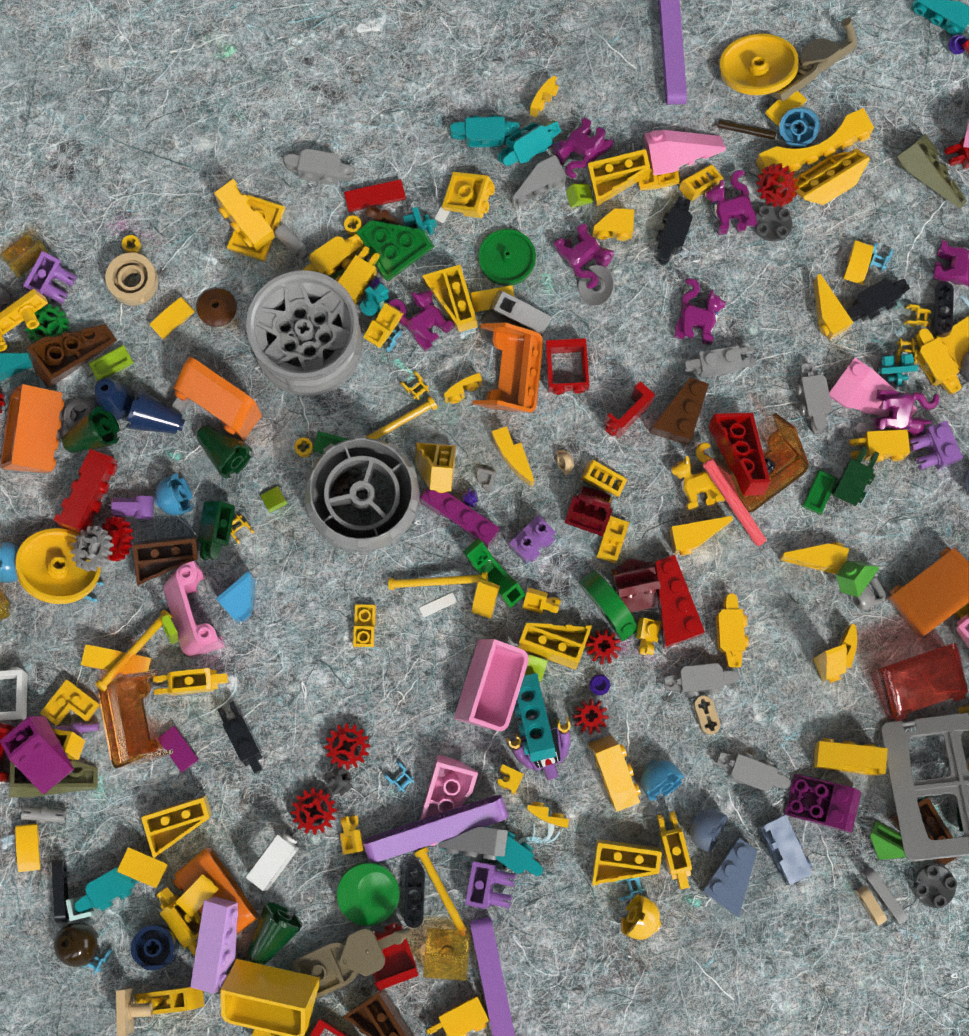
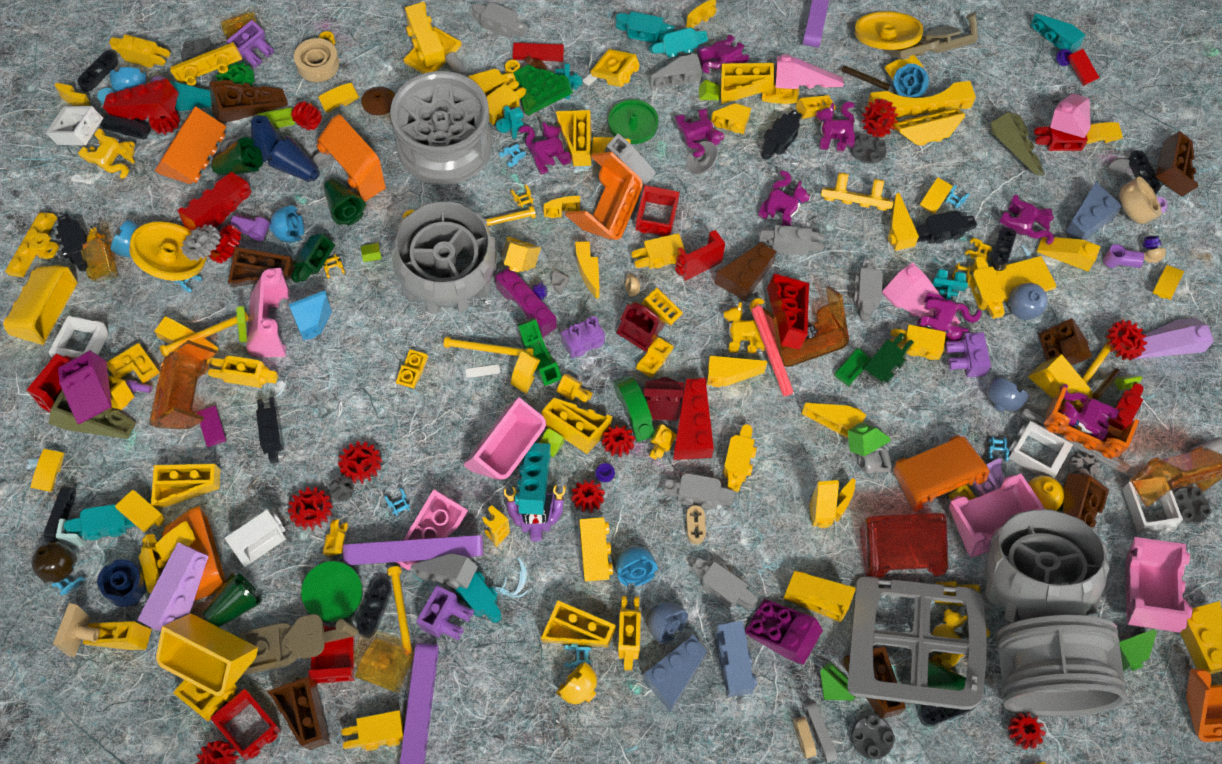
camera: 15 degrees right, 15 degrees down
(44, 814) = (73, 447): light grey pin -> none
(146, 354) = (306, 115): none -> red gear
(384, 325) = (512, 142): yellow slope -> none
(541, 812) = (516, 565): yellow slope -> none
(584, 414) = (658, 252): none -> yellow hinge
(780, 288) = (864, 200): none -> yellow plate

